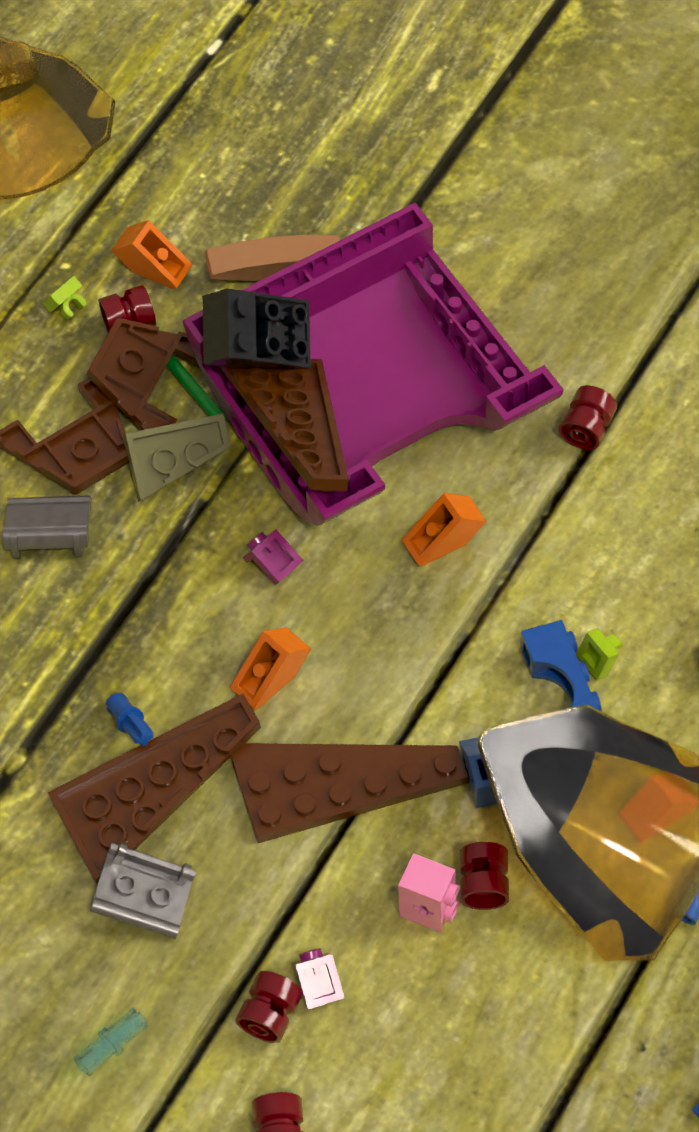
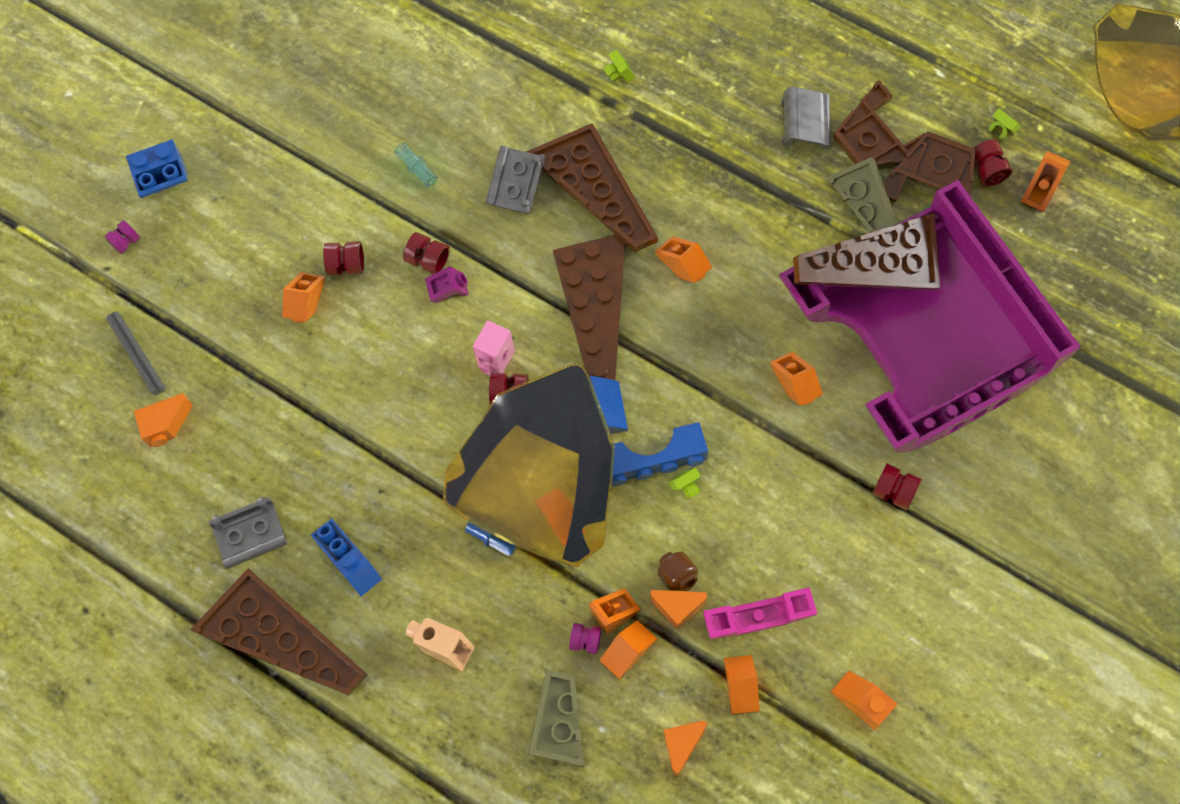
camera: 95 degrees right, 10 degrees up
(129, 719) = (643, 169): blue axle -> none
(255, 330) = (946, 229): black slope -> none
(262, 257) = (1048, 263): medium nougat slope -> none
(273, 555) = (774, 261): magenta bracket -> none

